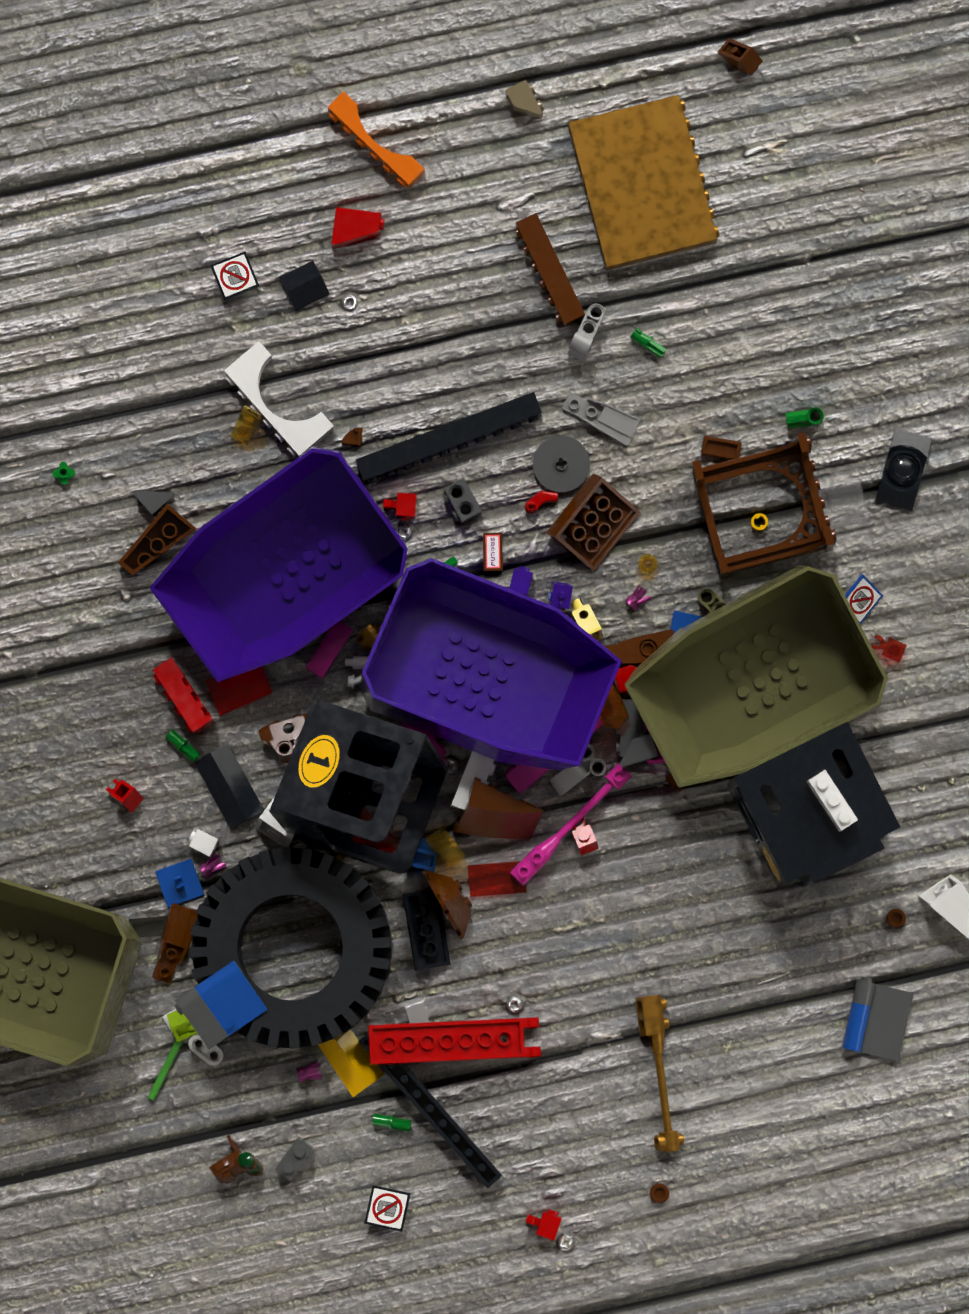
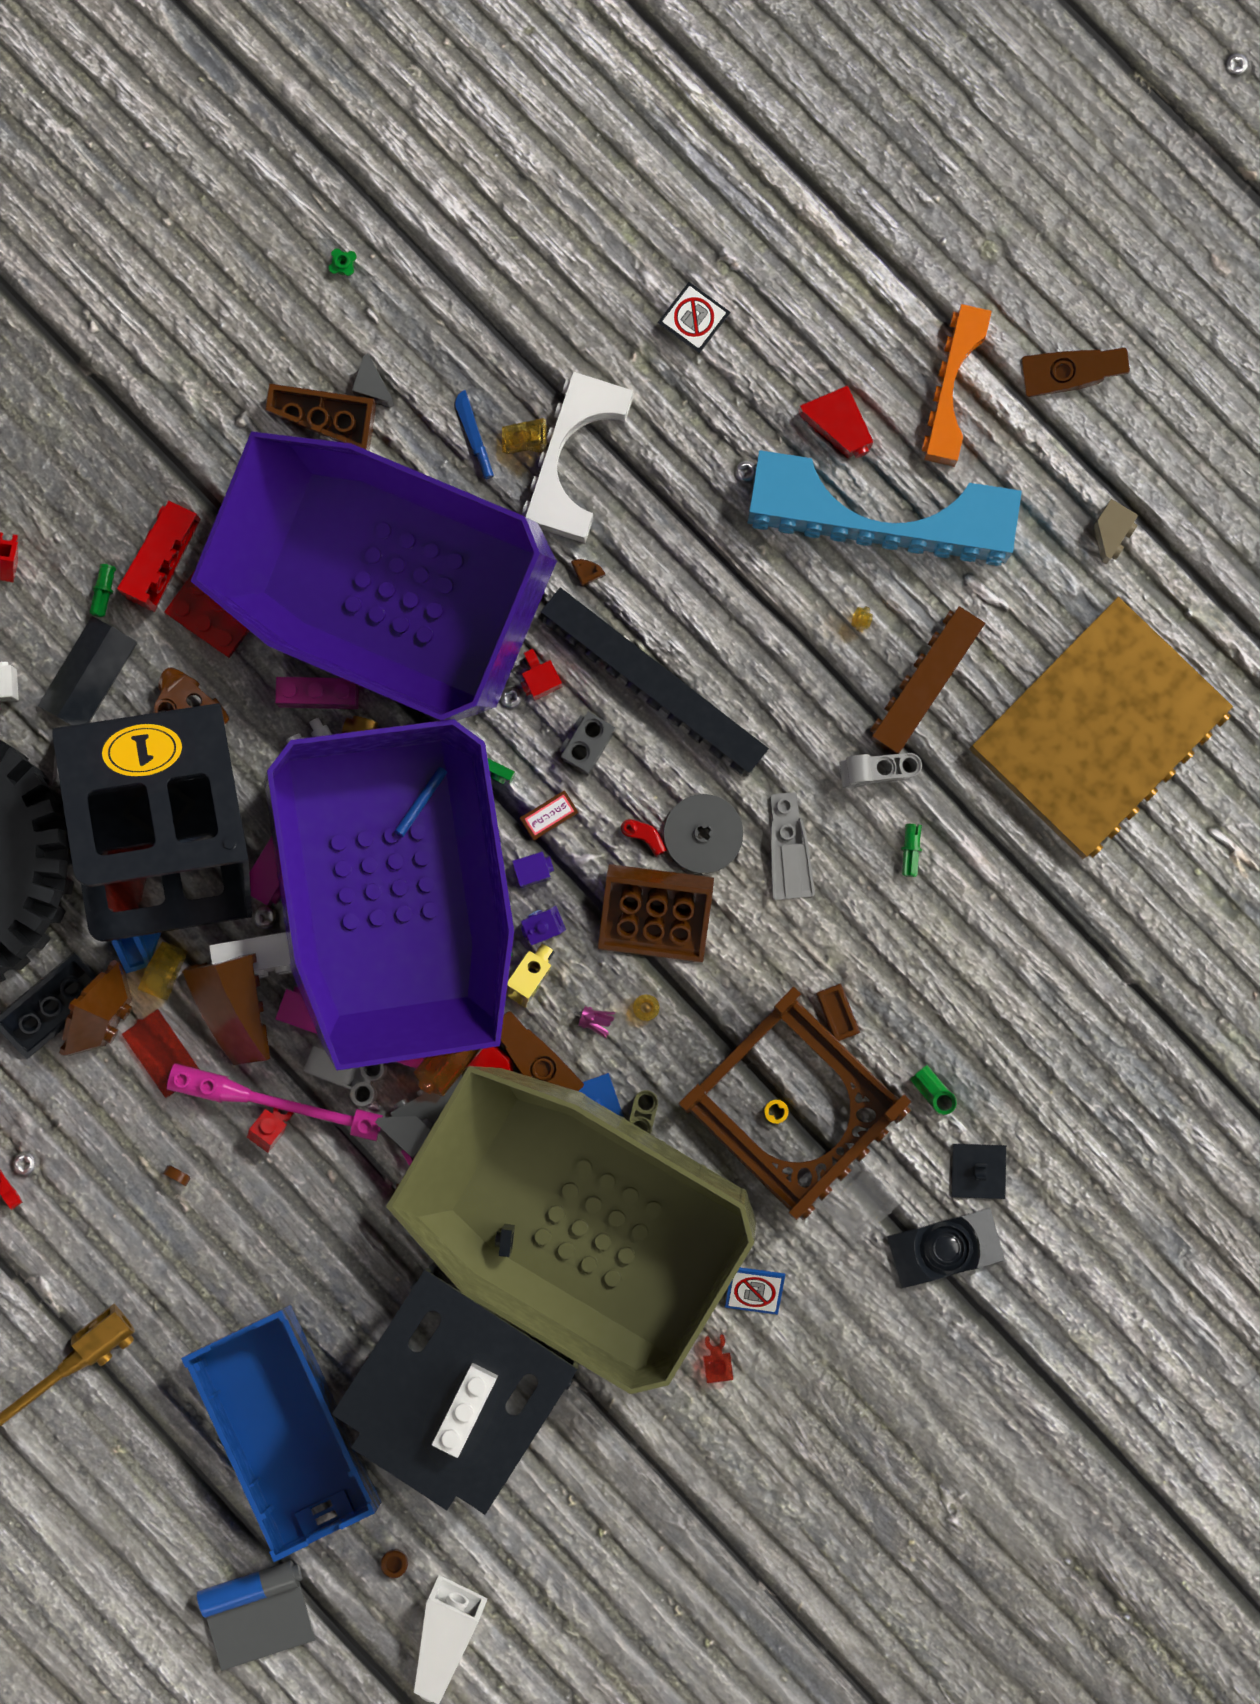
camera: 55 degrees right, 0 degrees up
(205, 453) = (469, 423): none -> blue piece
(304, 285) = (733, 406): black slope -> none
(385, 282) = (793, 499): none -> dark azure arch
(408, 64) = (1072, 370): none -> reddish brown piece
(438, 624) = (421, 801): none -> blue bar
(486, 286) = (862, 619): none -> clear yellow plate
(579, 912) = (177, 1175): none -> reddish brown tile
(739, 731) = (504, 1240): none -> black plate
(775, 934) = (281, 1431): none -> blue piece
(868, 421) = (979, 1171): none -> black piece

